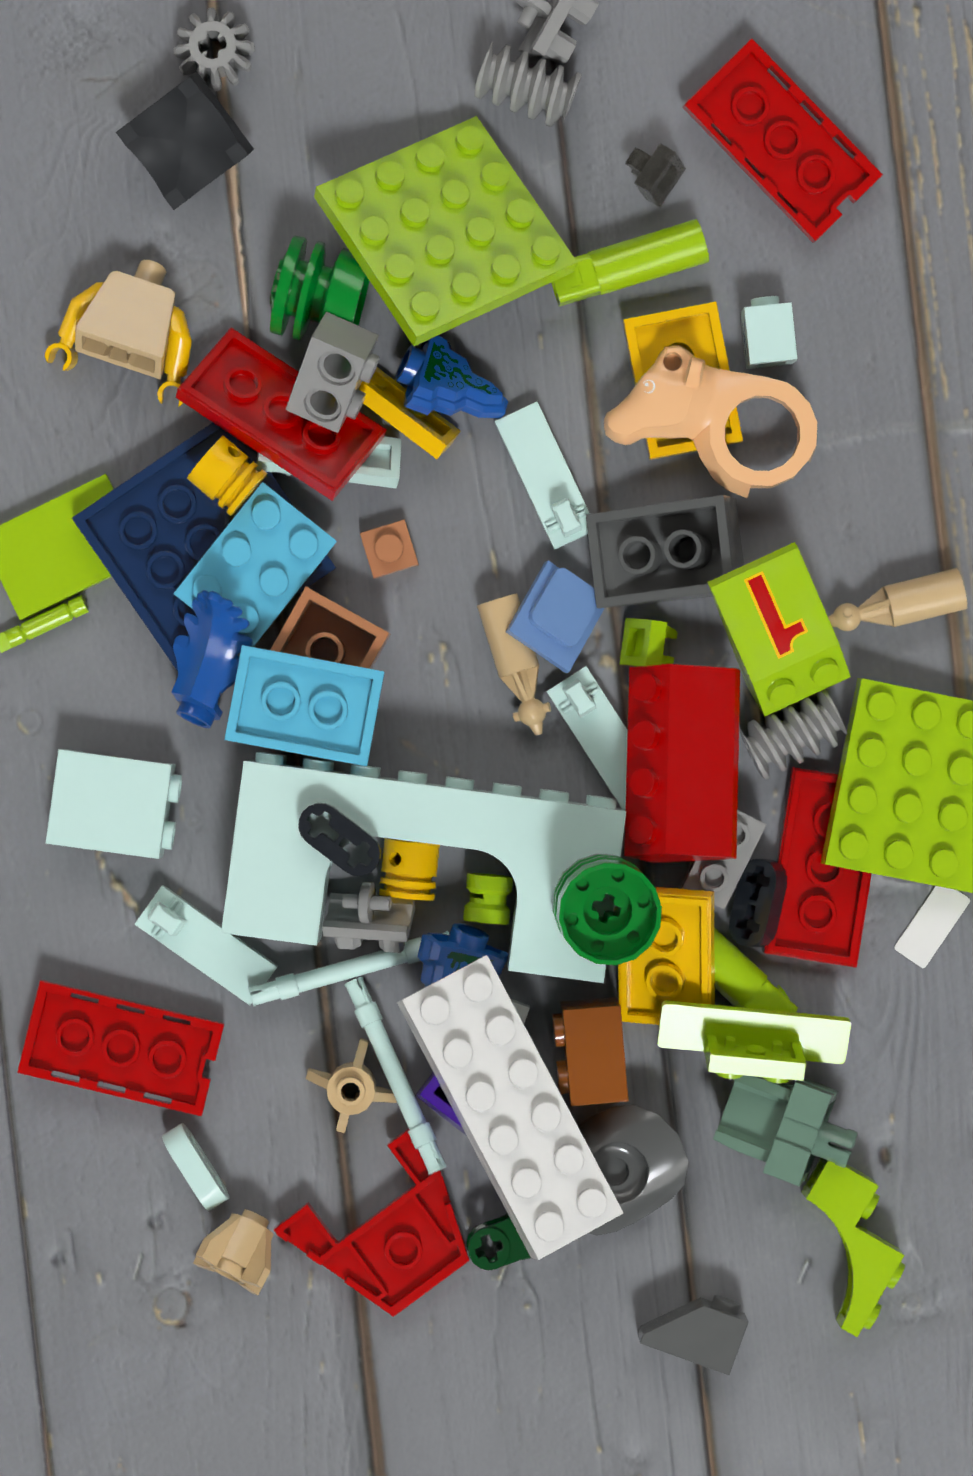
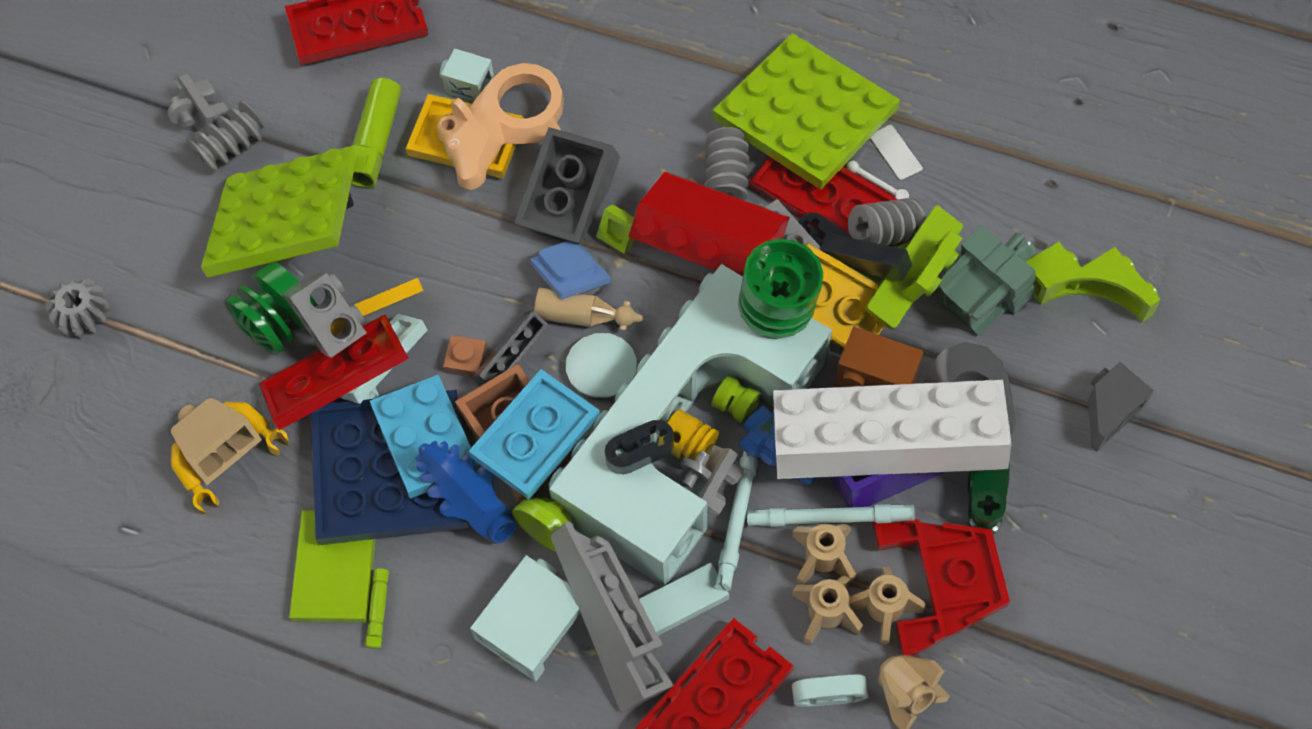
camera: 60 degrees left, 25 degrees down
(147, 900) = (612, 616): none -> light grey wedge
(185, 140) = (119, 345): black brick -> none
(222, 767) = (541, 519): none -> lime piece
(226, 475) = (350, 417): yellow piece -> none
(291, 1107) = (827, 614): none -> tan brick
(330, 1169) = (886, 609): none -> tan brick
(418, 602) = (512, 347): none -> black piece
(445, 383) = (378, 266): blue rock -> none
(457, 716) = (600, 365): none -> light aqua dish
(544, 474) = (475, 242): light aqua hinge -> none
(595, 728) = (659, 284): light aqua hinge -> none
(656, 173) = (328, 94): clear smoke tile -> none
(732, 971) = (868, 256): none -> black piece
(779, 629) = (653, 135): lime slope -> none
(804, 971) = (886, 221): none -> light grey piece
(869, 960) = (854, 167): none -> white hinge
(906, 602) = (679, 73): tan wheel -> none

